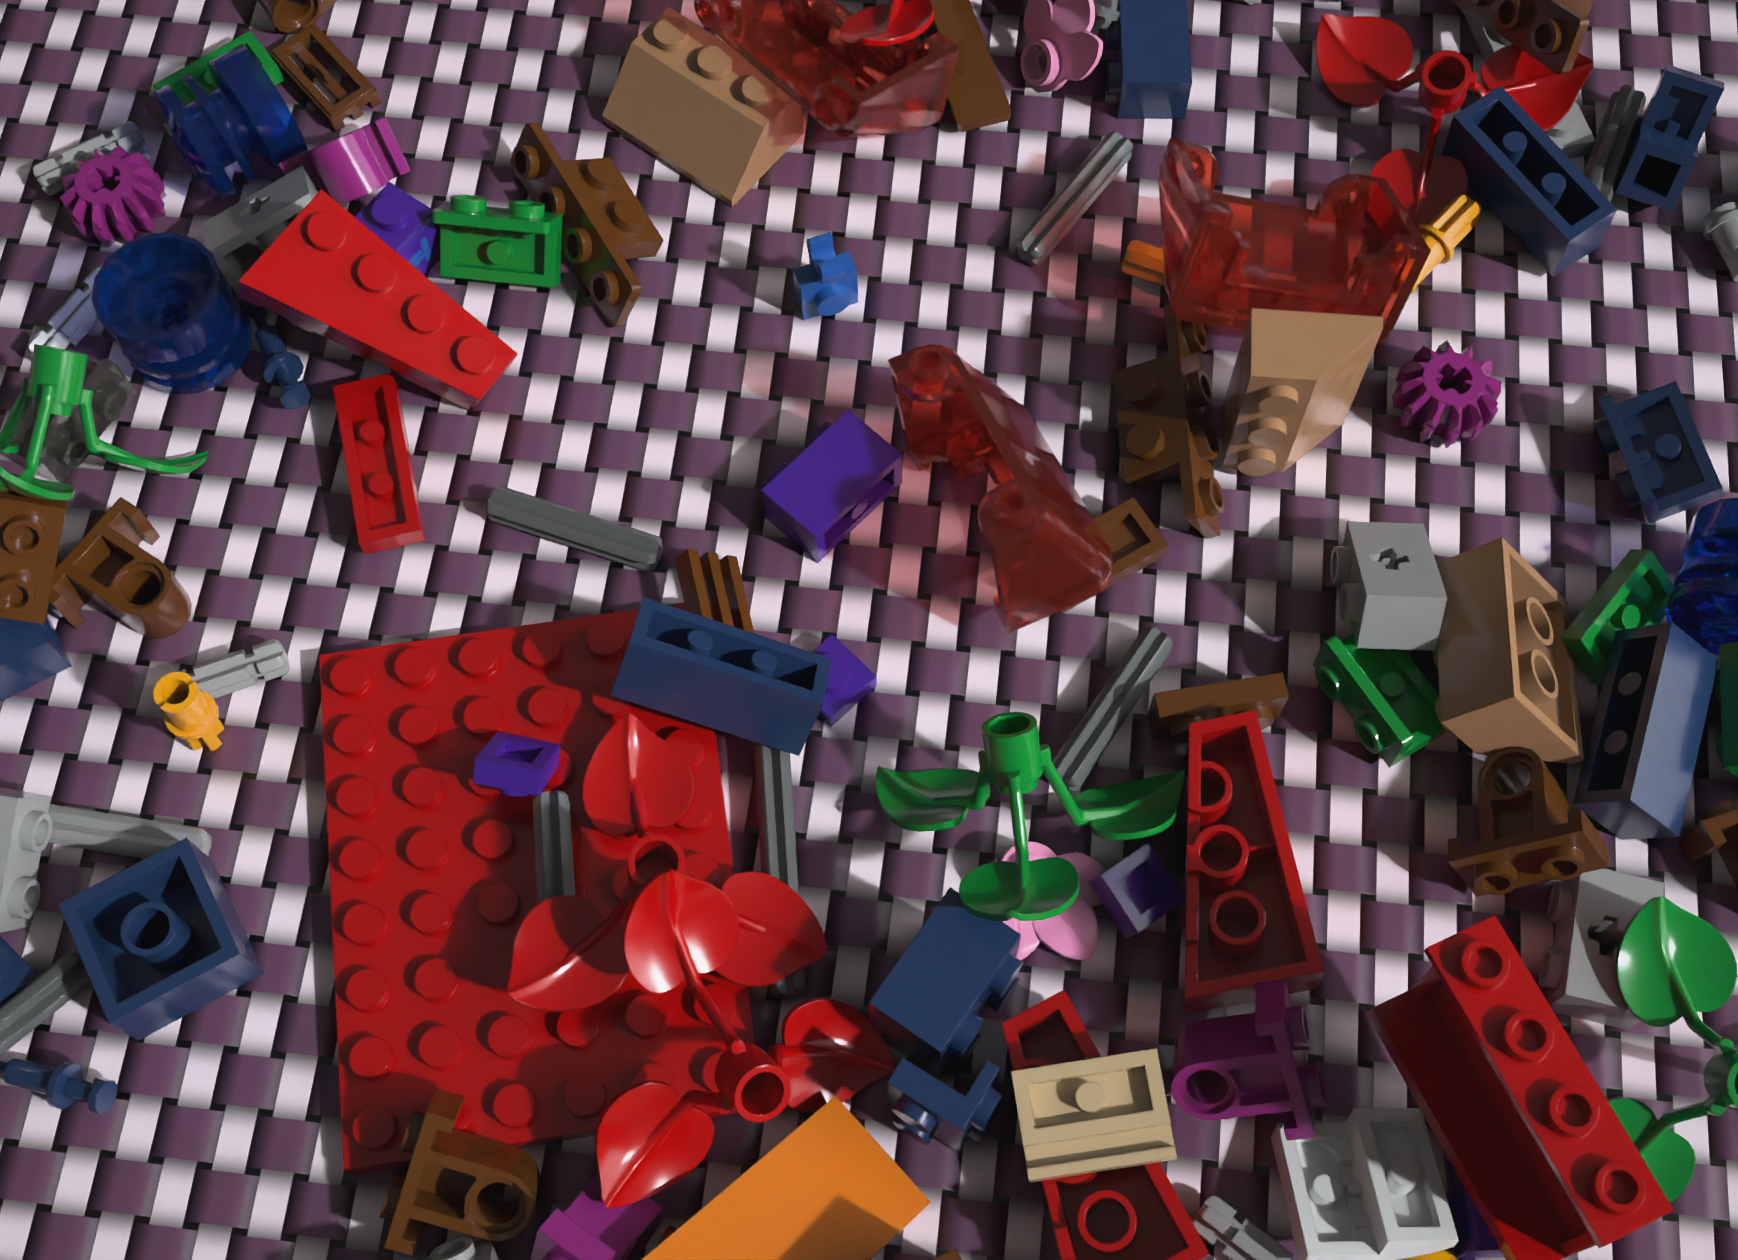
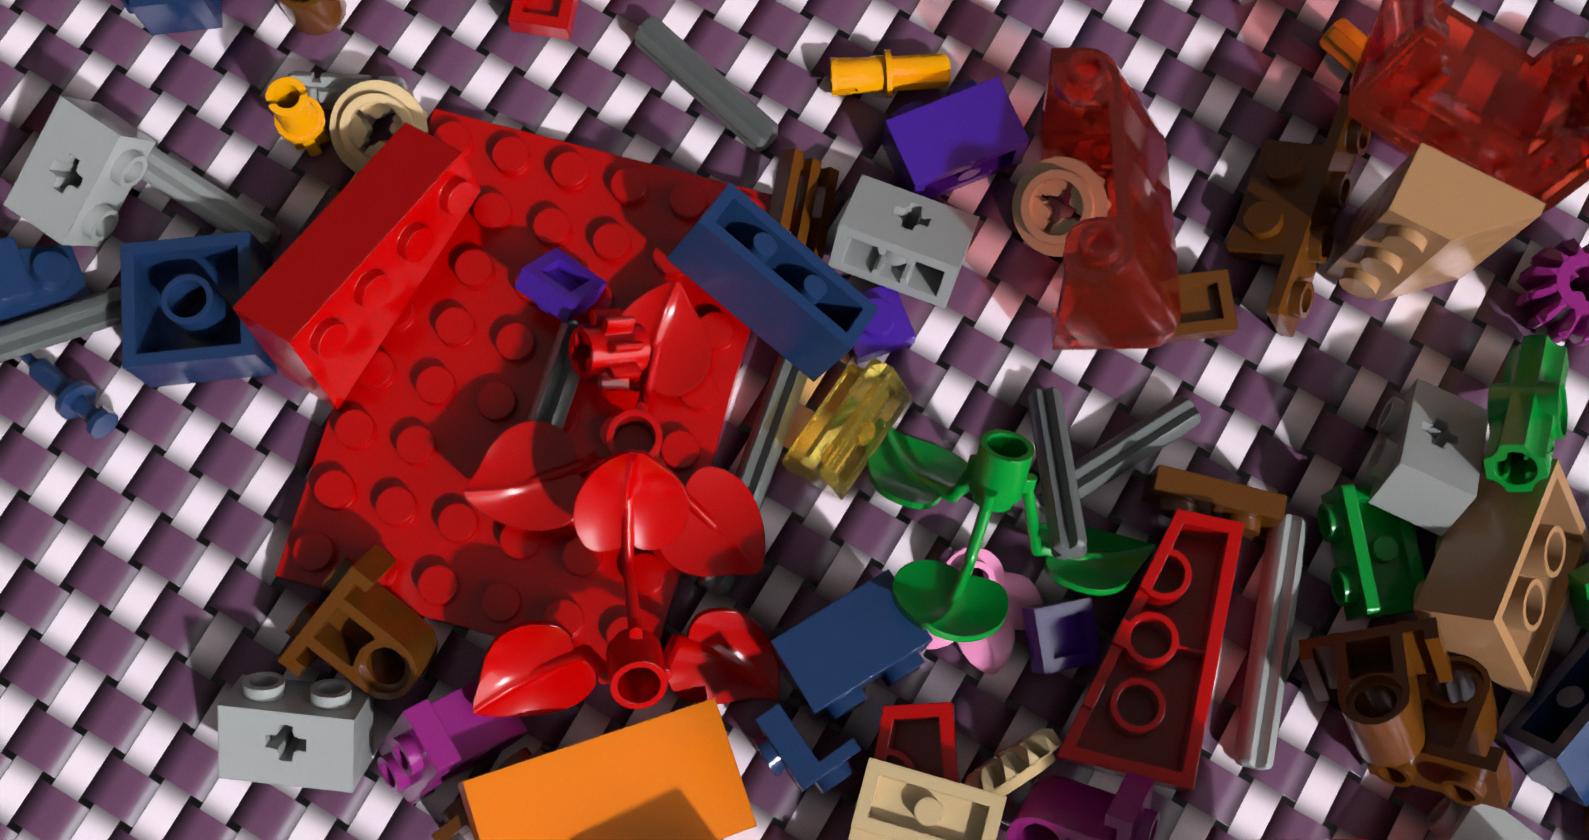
camera: 20 degrees right, 10 degrees up
(245, 708) = (376, 98): none -> tan gear
(309, 827) = (359, 263): none -> red wedge
(592, 801) = (609, 349): none -> red gear
(743, 451) = (888, 73): none -> light orange axle
(826, 592) = (902, 241): none -> light grey brick
(850, 784) = (848, 427): none -> clear yellow panel
(934, 520) = (1054, 177): none -> tan gear
(1066, 743) = (1057, 474): none -> dark grey axle
(1154, 1019) = (1016, 763): none -> tan gear
(1331, 818) = (1270, 644): none -> light grey axle
(1441, 803) = (1379, 683): none -> reddish brown pin
(1456, 511) = (1527, 414): none -> green piece

